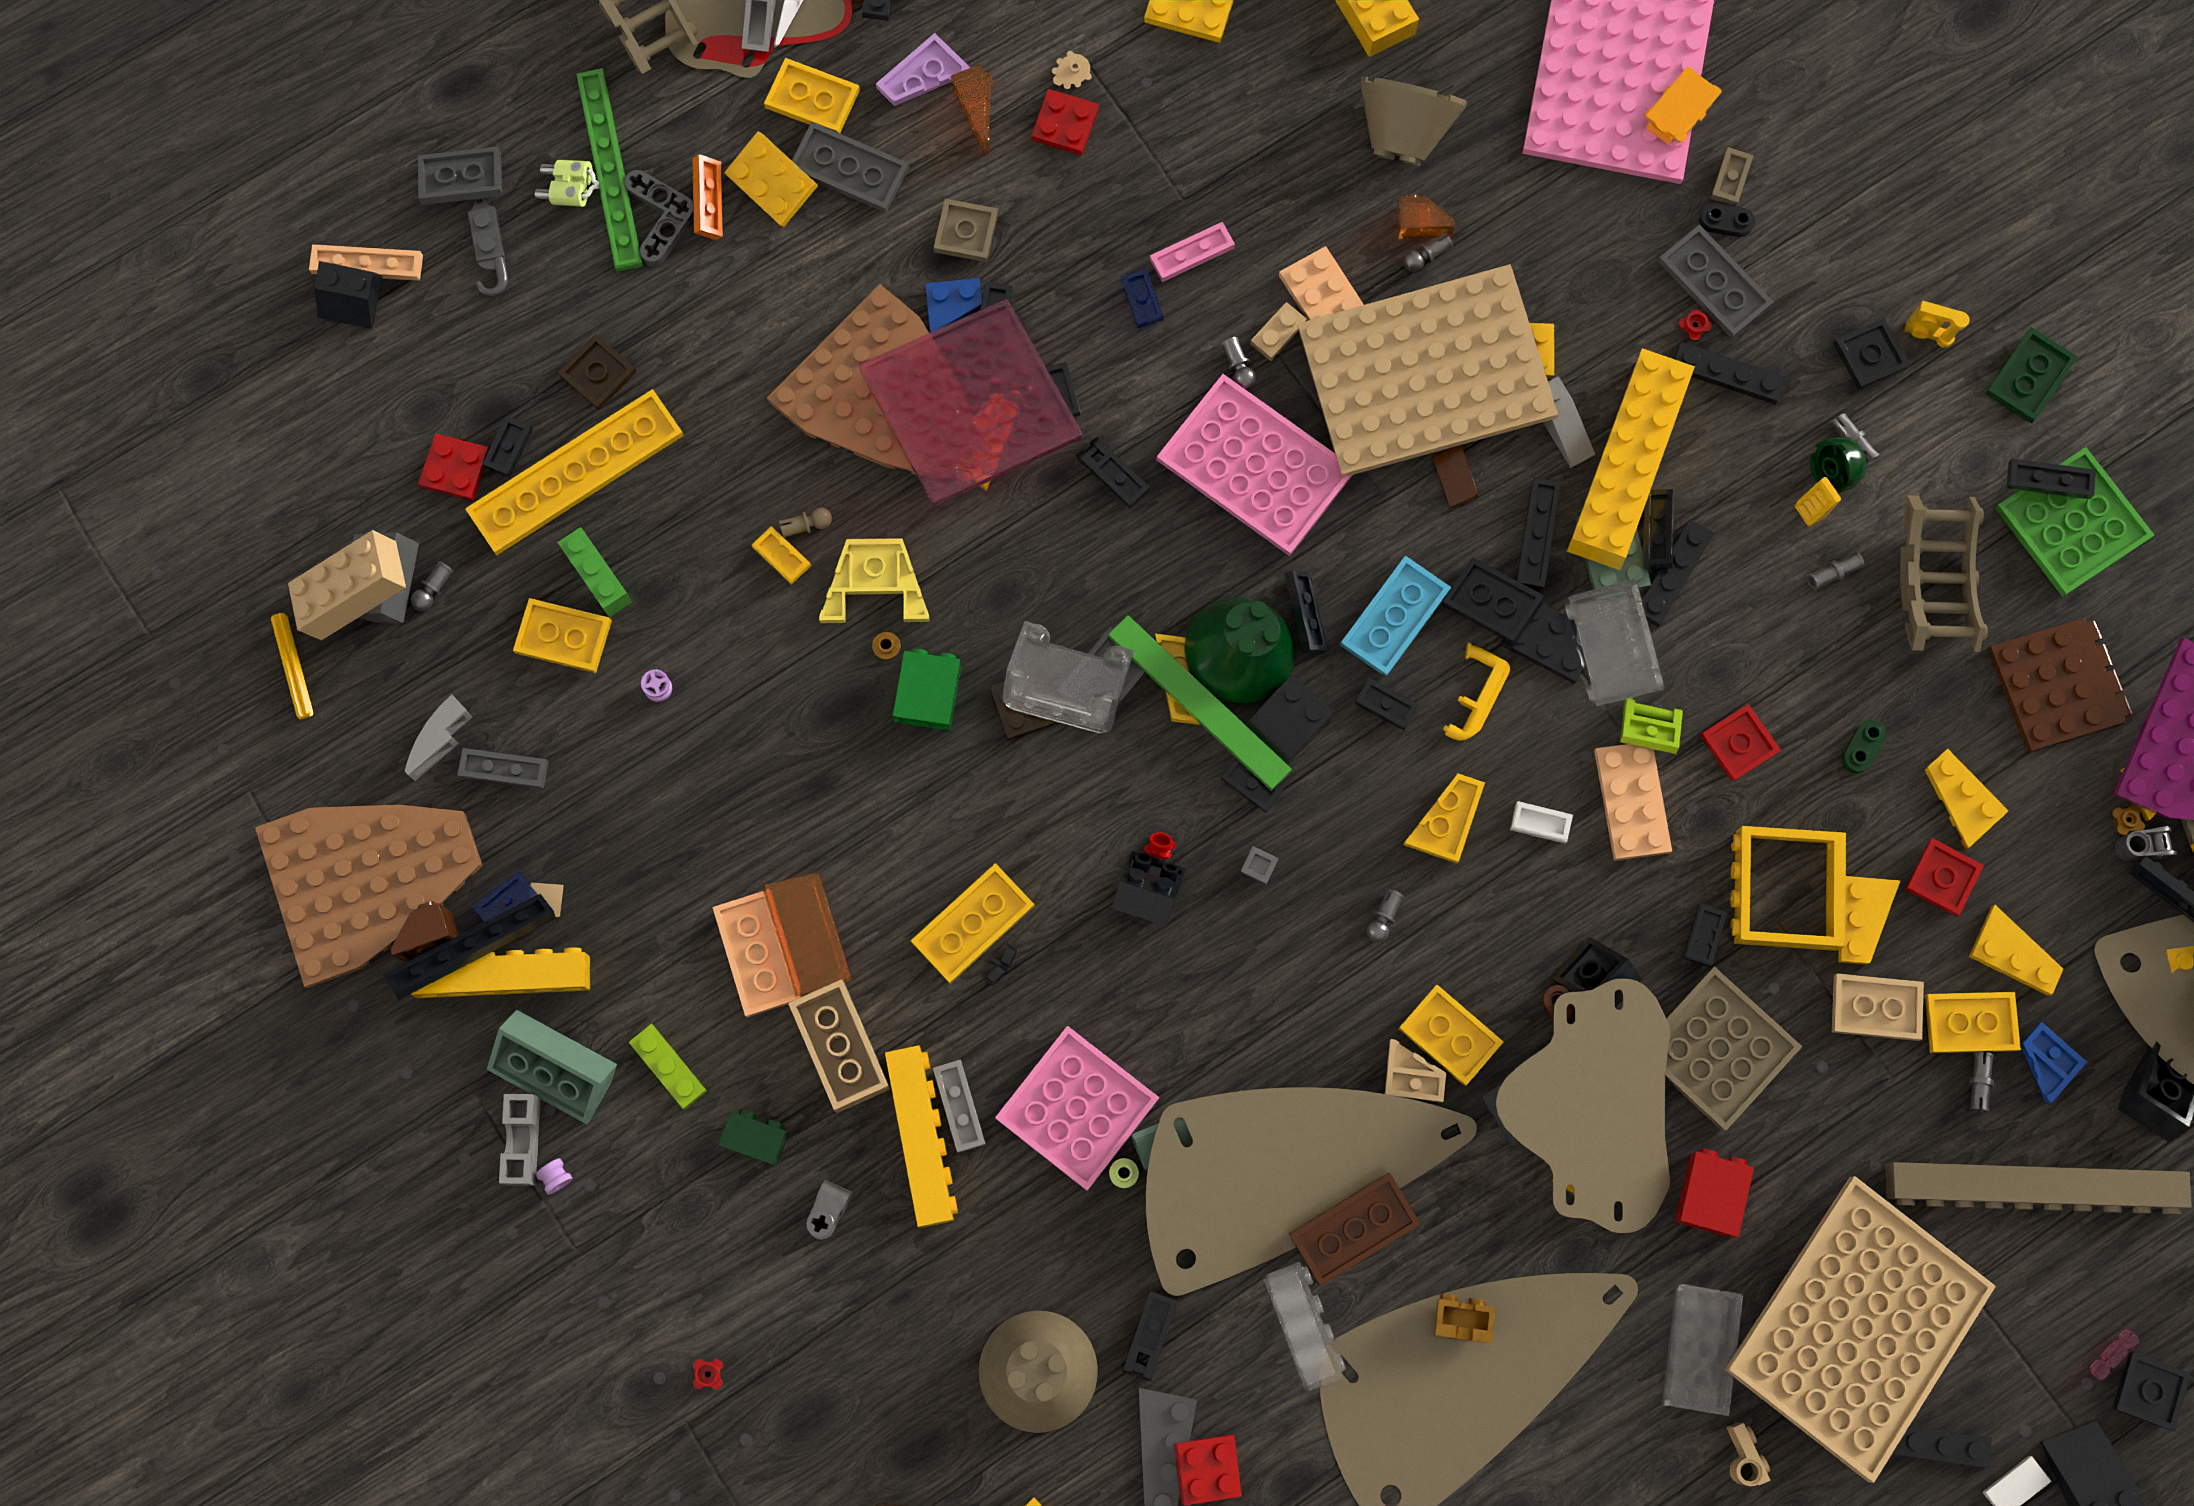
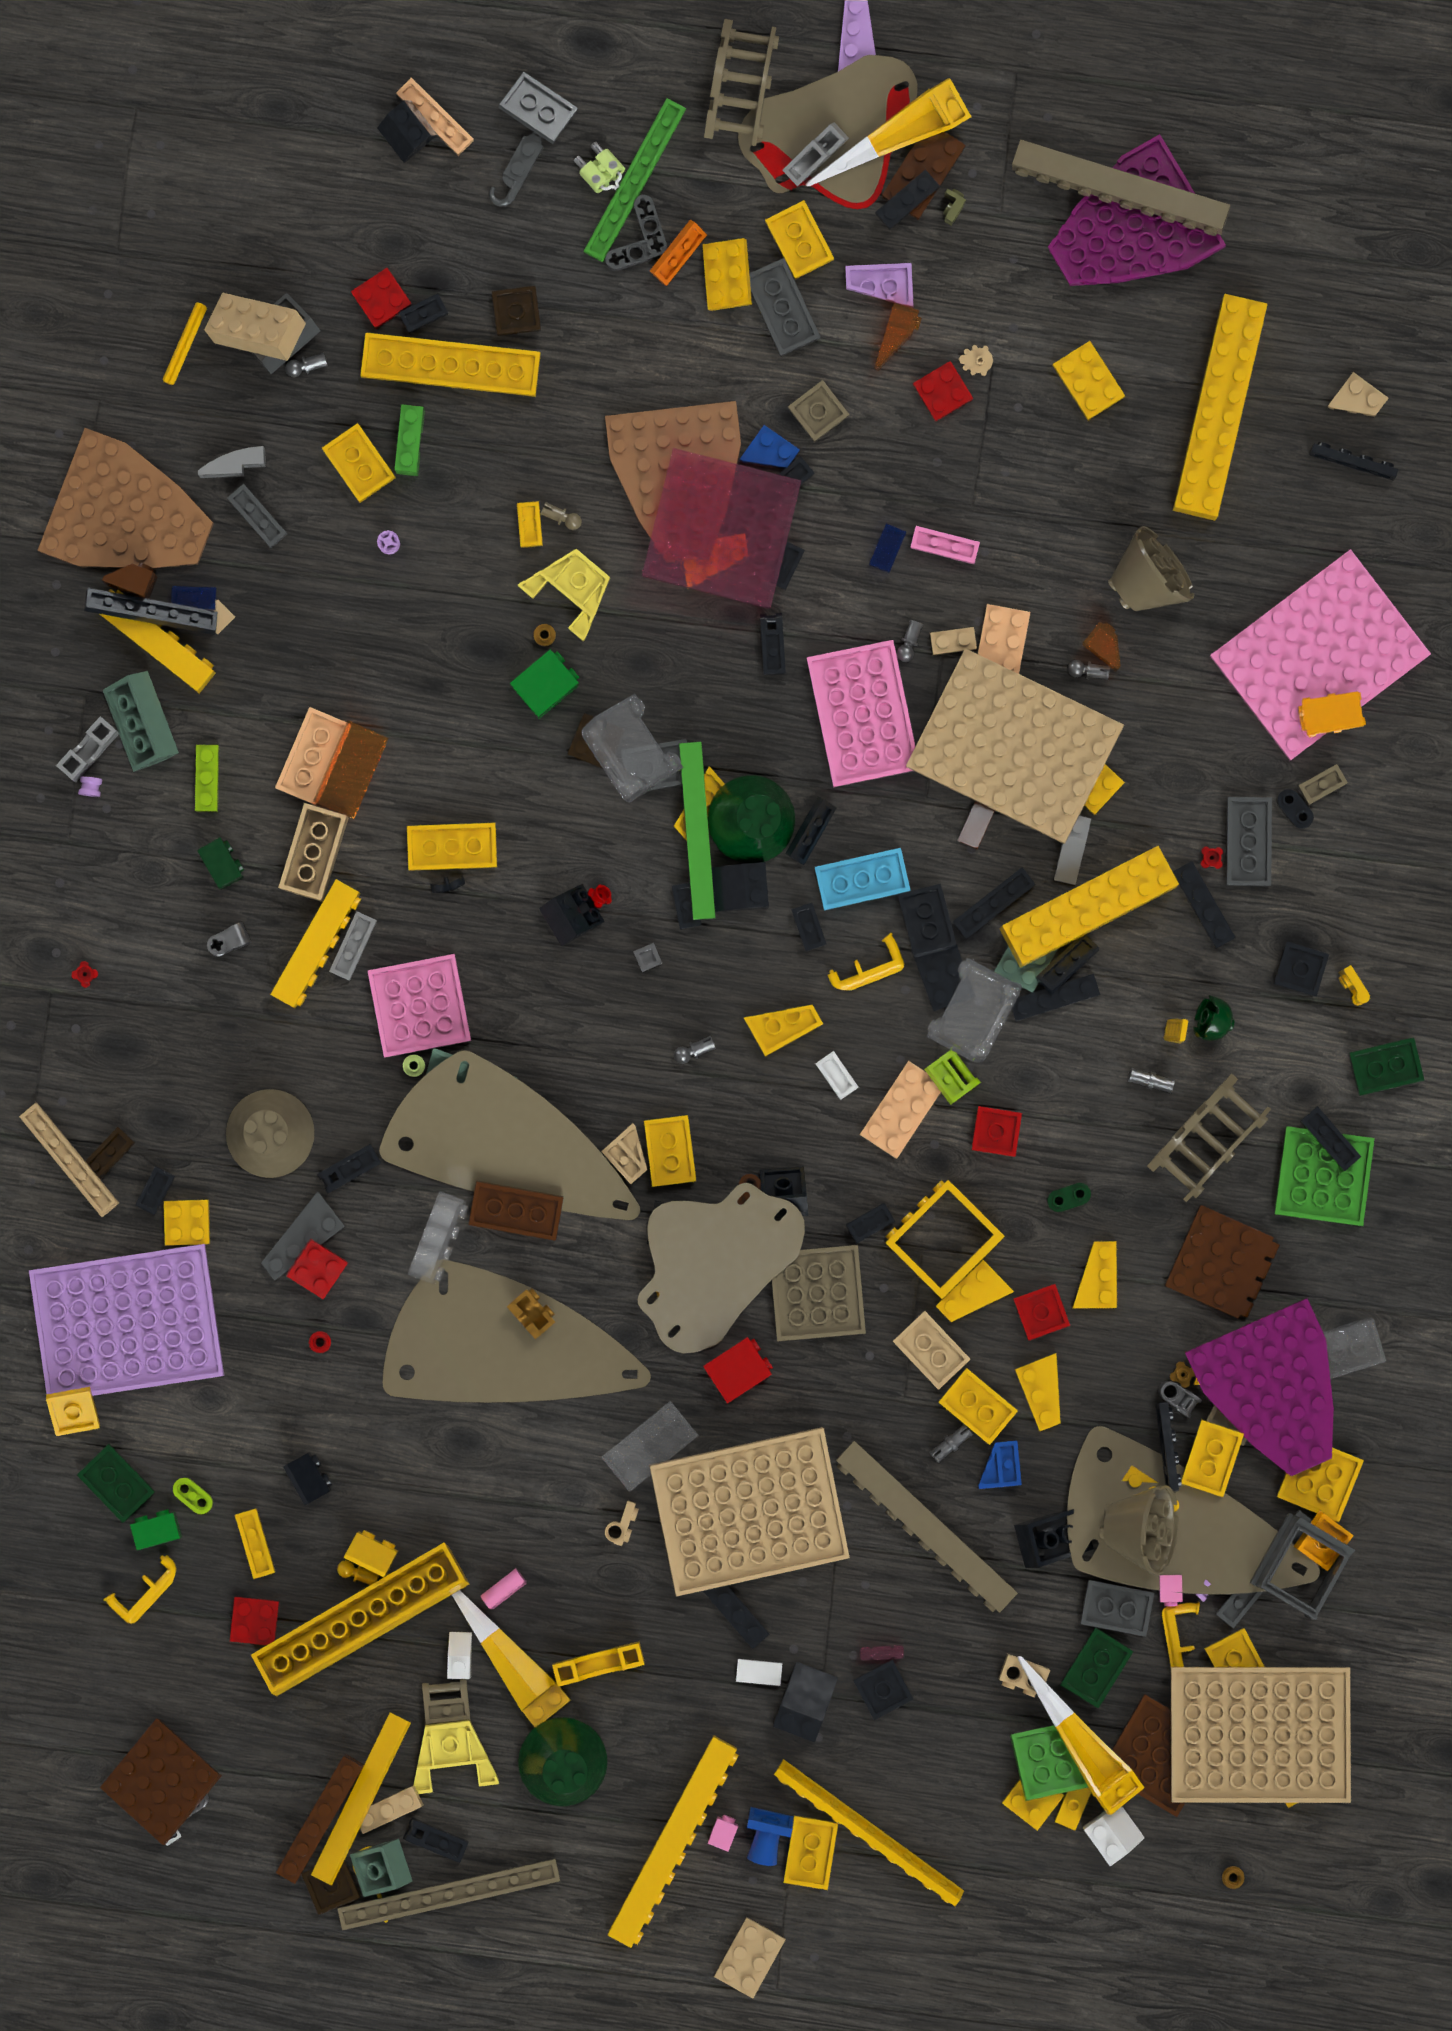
camera: 45 degrees right, 10 degrees up
(1851, 432) = (1240, 1012): flat silver pin -> none

